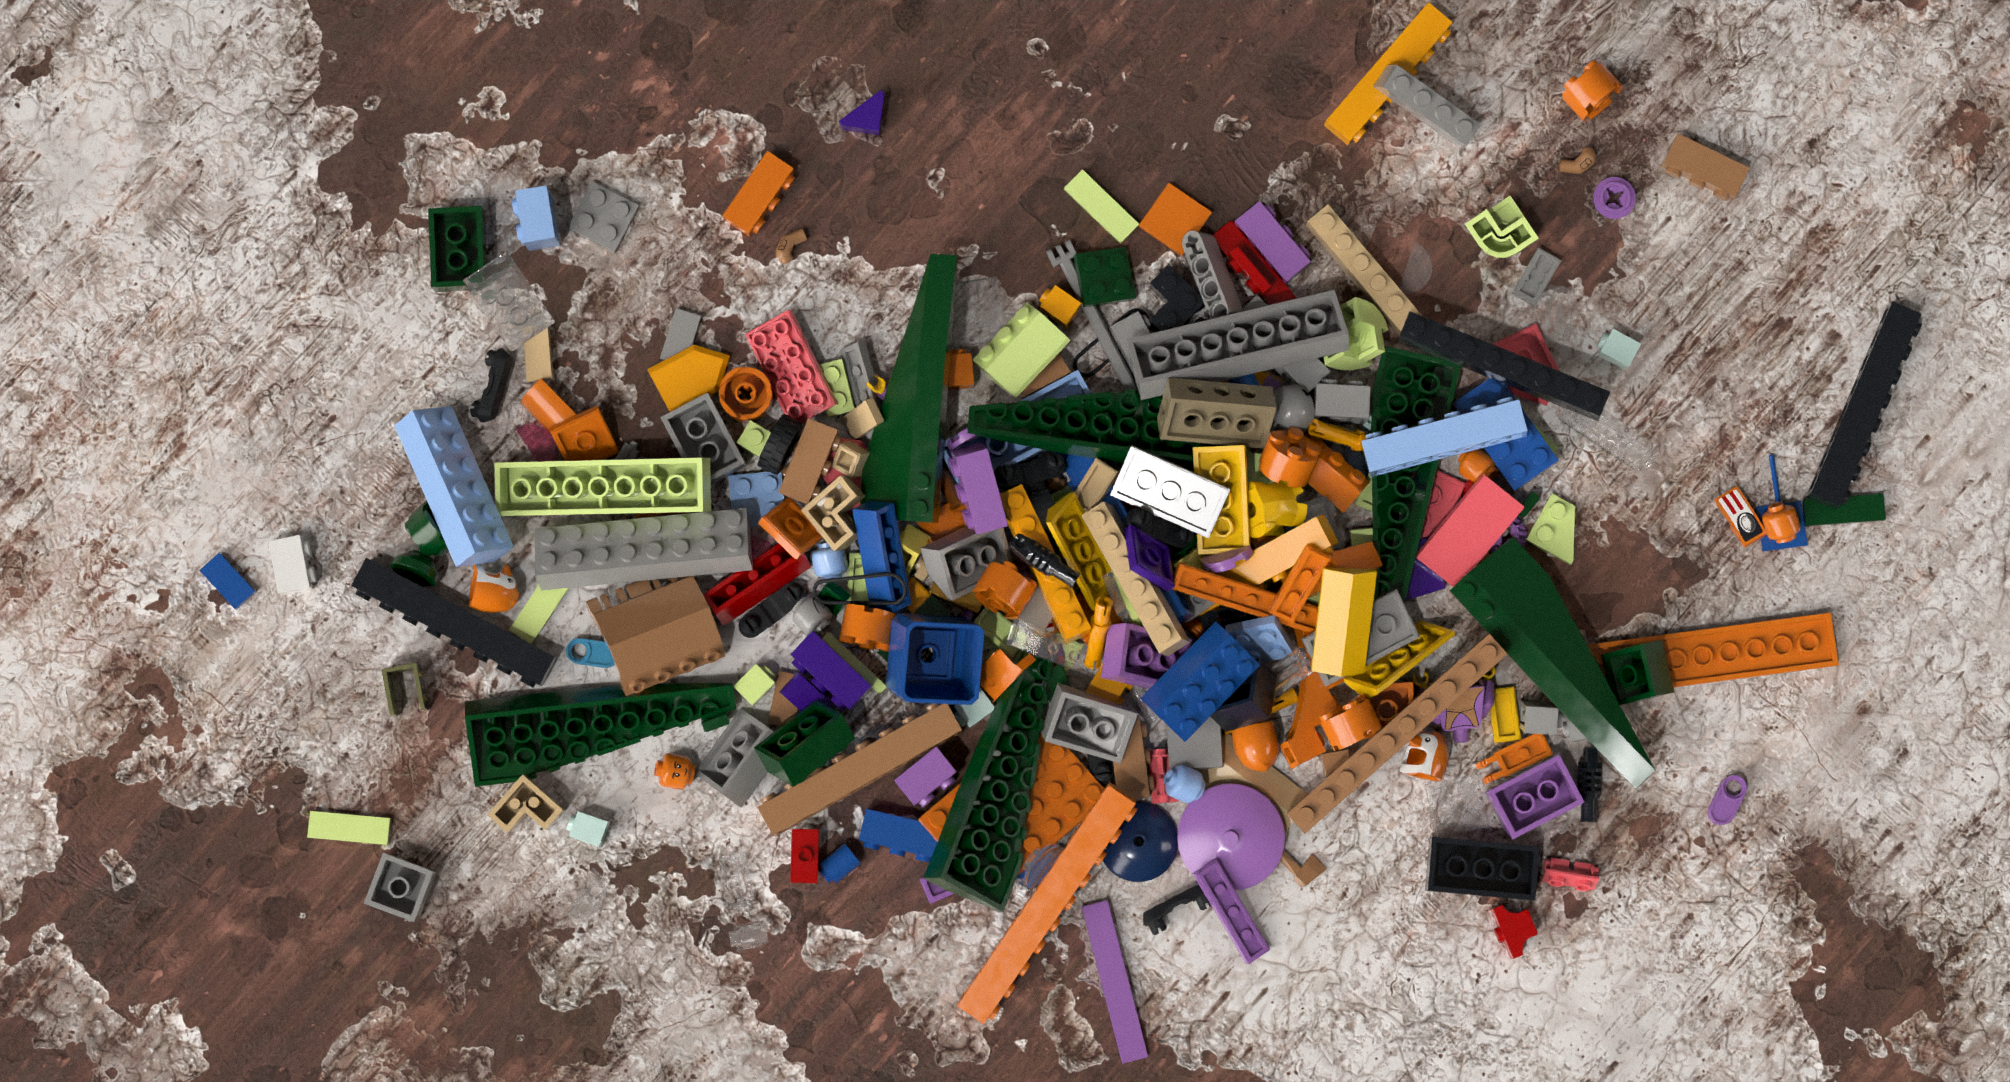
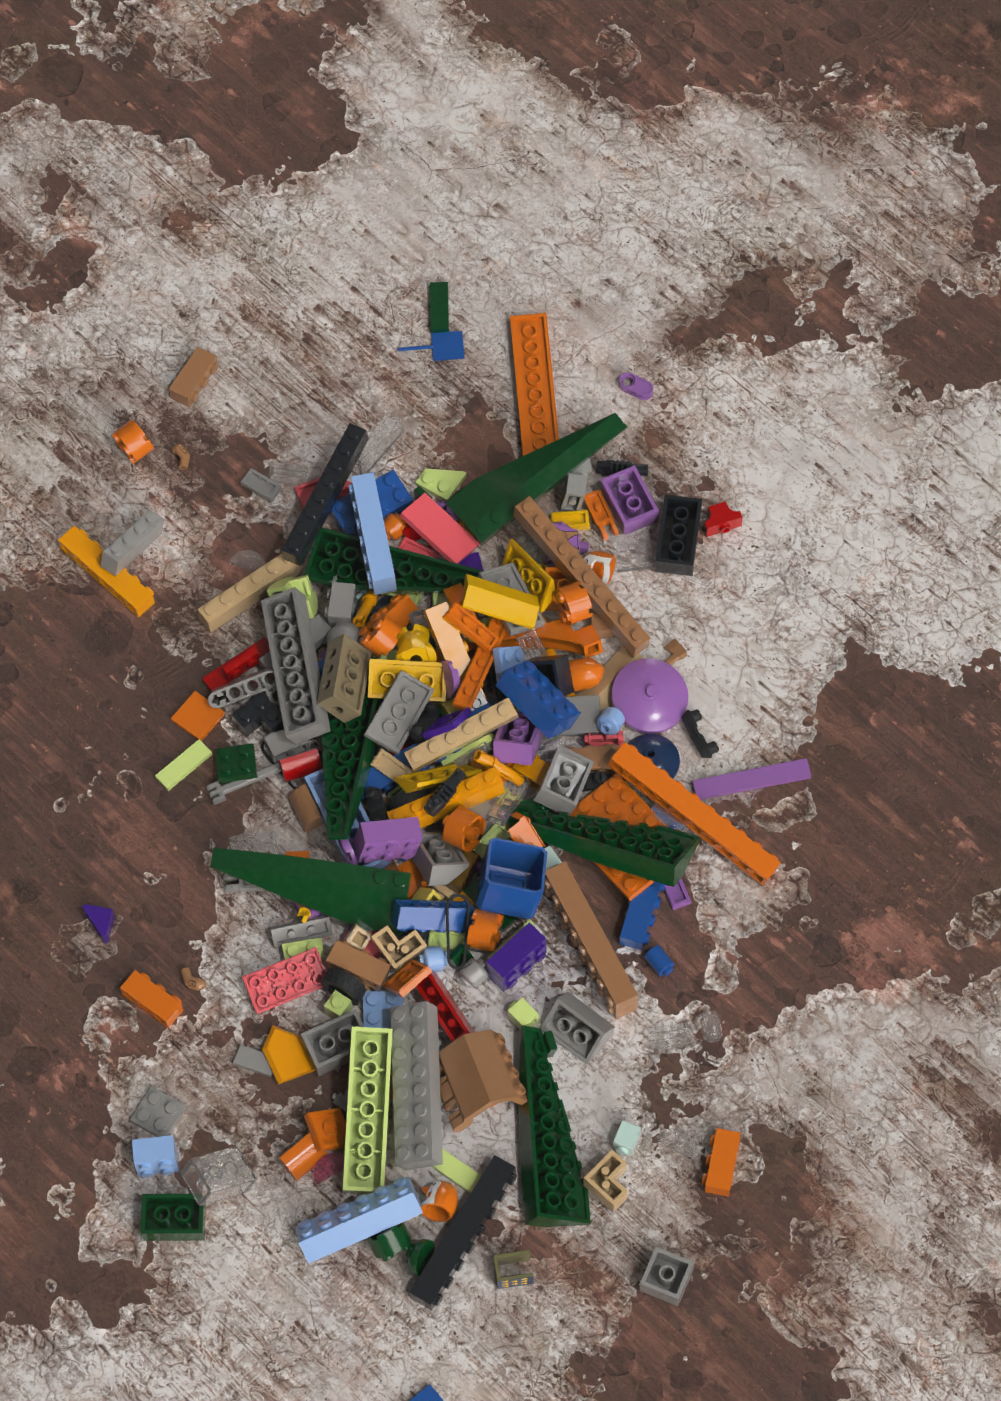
camera: 85 degrees left, 20 degrees down
(291, 564) = (410, 1353): white brick -> none
(349, 827) = (618, 1318): yellowish green tile -> none
(492, 396) = (299, 1201): black piece -> none
(539, 357) = (264, 1163): tan slope -> none
(560, 954) = (721, 1162): none -> orange brick
(597, 653) = (493, 1129): dark azure piece -> none
(675, 771) = (585, 1073): orange head -> none
(746, 379) = (307, 1001): orange brick -> none
(771, 610) = (467, 1002): black piece -> none
(781, 708) = (536, 995): medium nougat tile -> none
(802, 693) = (536, 977): dark purple tile -> none
(804, 743) = (569, 972): dark green brick -> none
(805, 856) = (653, 983): red brick -> none
(863, 419) = (328, 928): tan tile -> none
(926, 777) = (599, 893): medium lavender brick -> none
(1021, 350) = (286, 817): yellowish green slope -> none
(1059, 305) = (255, 794): light orange brick -> none
(1104, 363) = (300, 765): none -> red brick
(1231, 911) = (703, 697): medium lavender tile -> none
(1273, 241) = (220, 649): medium lavender brick -> none
(1502, 230) = (226, 500): yellowish green brick -> none
(1582, 877) = (685, 476): coral hinge -> none
(1617, 348) = (316, 435): light aqua brick -> none
(1626, 200) = (212, 428): medium lavender gear -> none
(1638, 672) = (544, 427): dark green slope -> none
(1740, 517) = (441, 366): slope -> none
(1781, 522) = (446, 341): orange head -> none
(1864, 405) = (368, 288): black brick -> none

